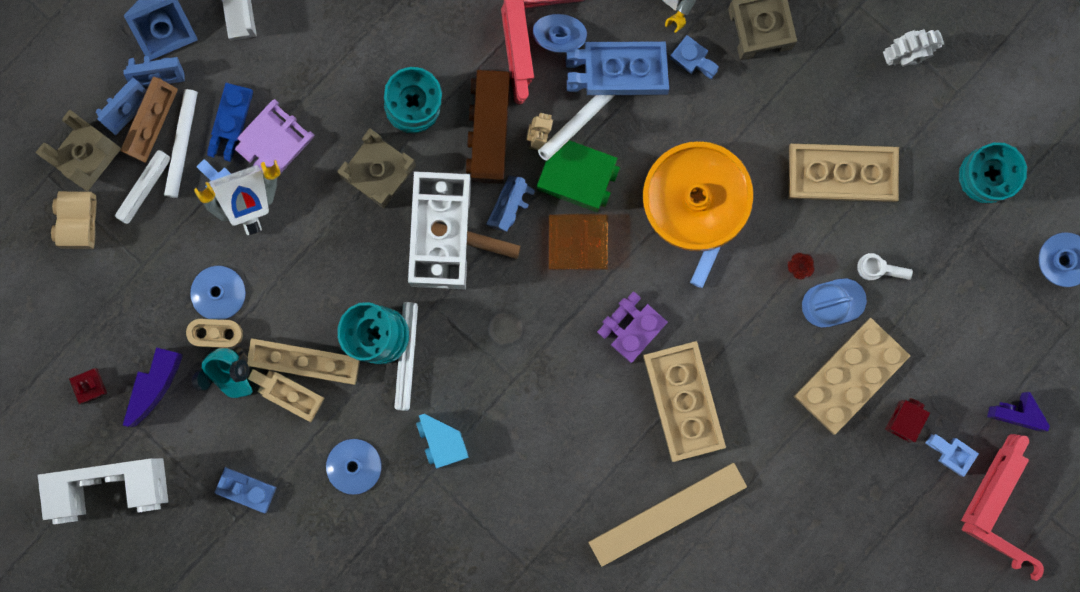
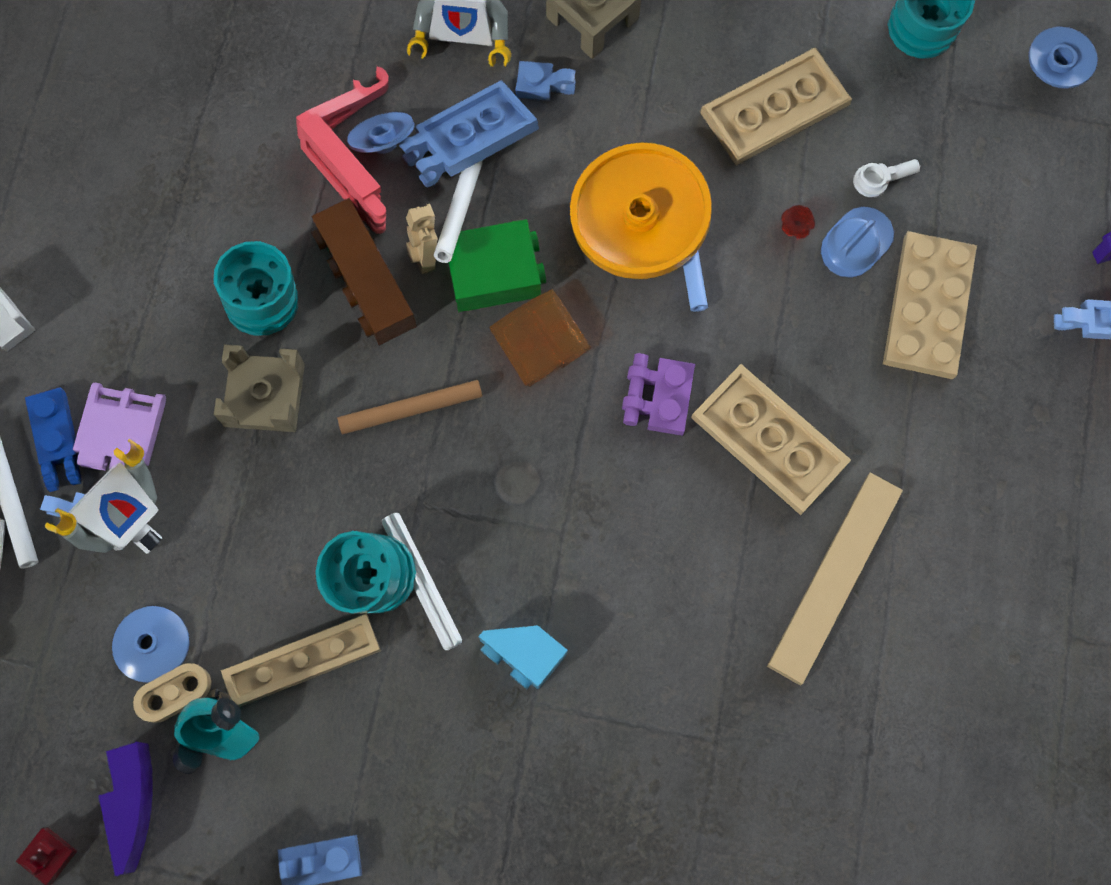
camera: 30 degrees left, 10 degrees down
(287, 394) = (304, 710): tan hinge -> none
(368, 466) = (456, 756): medium blue dish -> none
(432, 258) = (394, 441): white plate -> none
(508, 203) = (435, 340): medium blue plate -> none
(908, 420) = (1023, 312): dark red brick -> none

